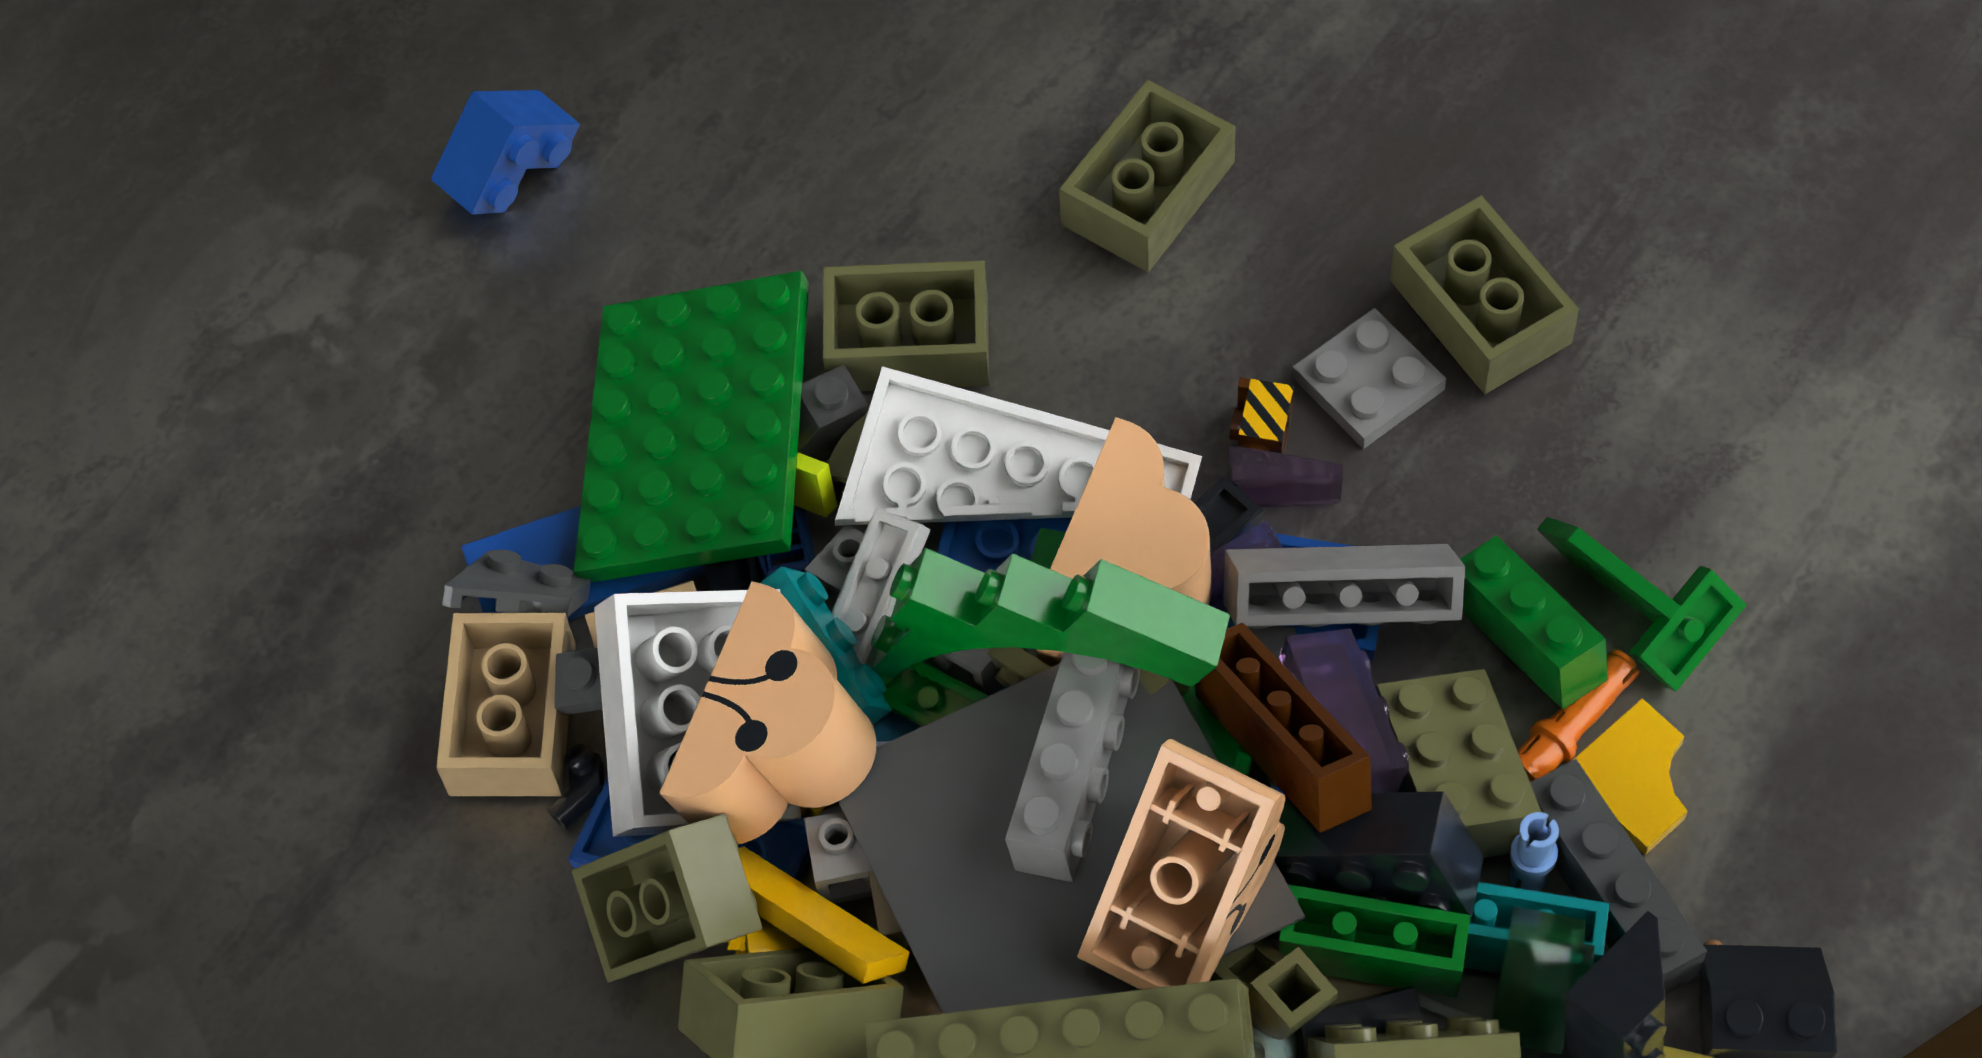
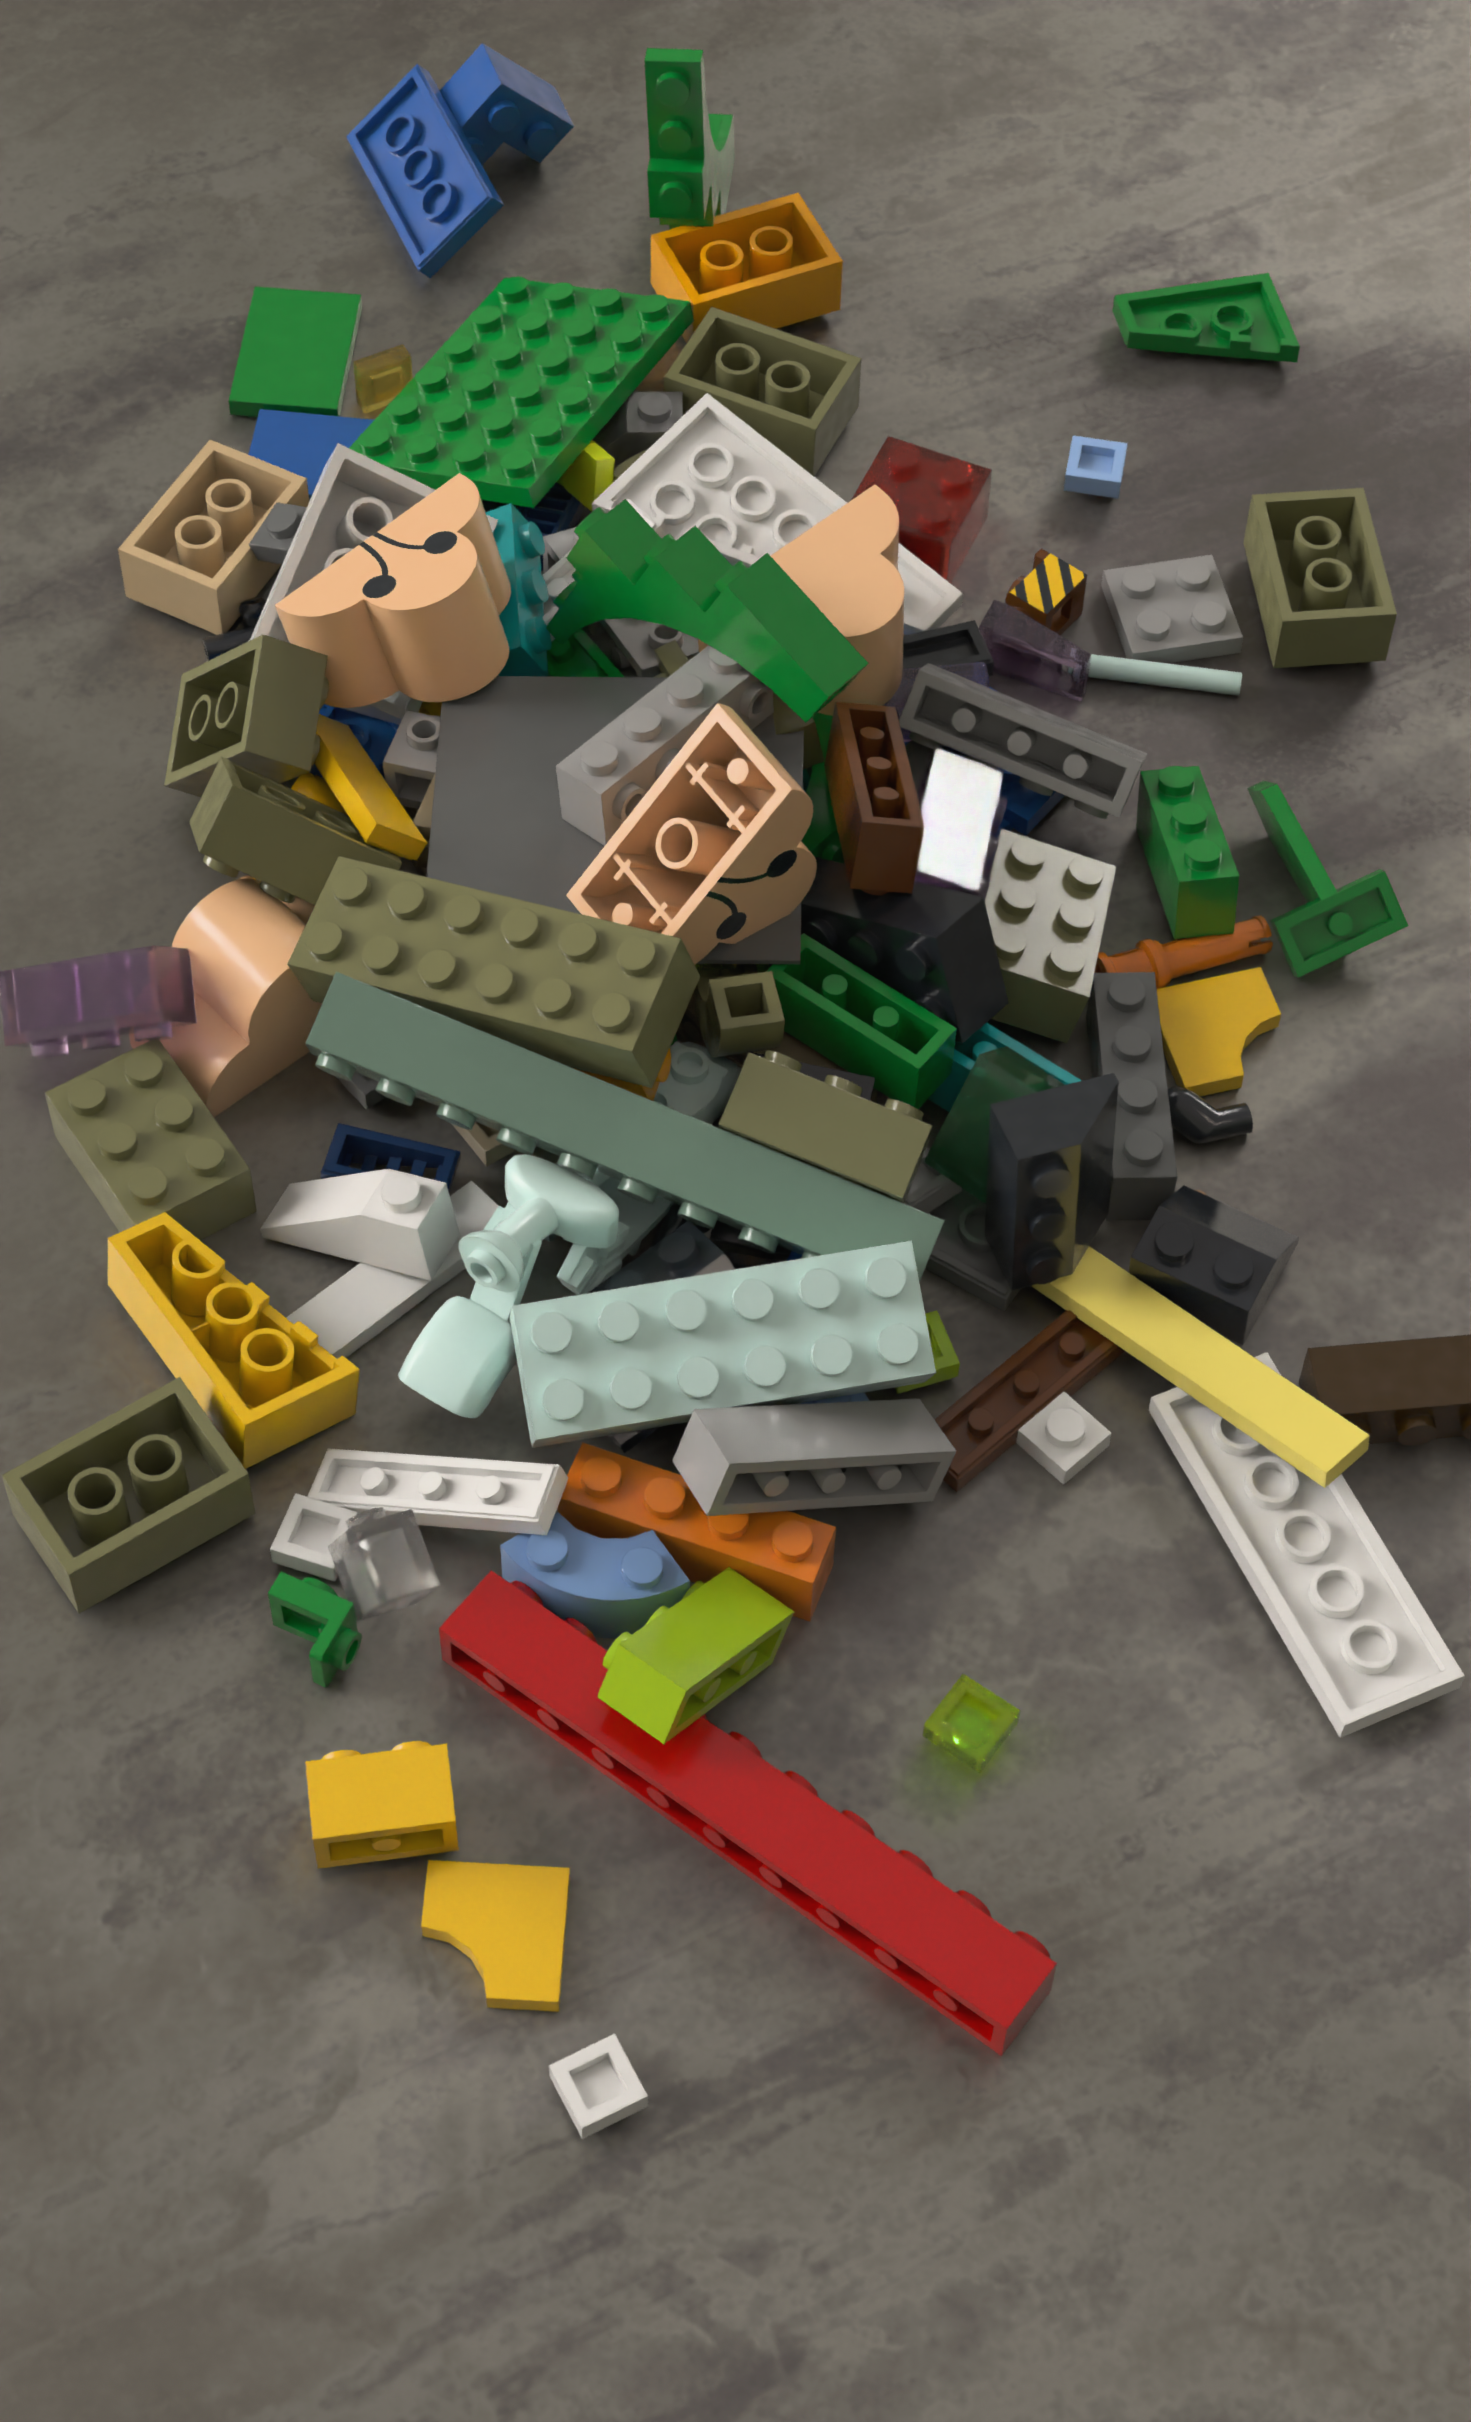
camera: 20 degrees right, 5 degrees down
(457, 470) = (295, 352): none -> green tile
(473, 232) = (424, 171): none -> blue tile
(518, 585) = (273, 440): dark grey wing -> none
(557, 463) = (381, 377): none -> clear yellow tile
(731, 131) = (687, 146): none -> green arch
(822, 205) = (752, 263): none -> light orange brick
(1109, 374) = (937, 501): none -> clear red brick
(1147, 175) = (1063, 361): olive brick -> none
(1228, 265) = (1095, 466): none -> light blue plate
(1249, 66) = (1210, 318): none -> green wing
(1400, 443) = (1164, 674): none -> light aqua bar
(1534, 852) = (1066, 1030): light blue pin -> none
(1682, 872) = (1203, 1122): none -> black arm

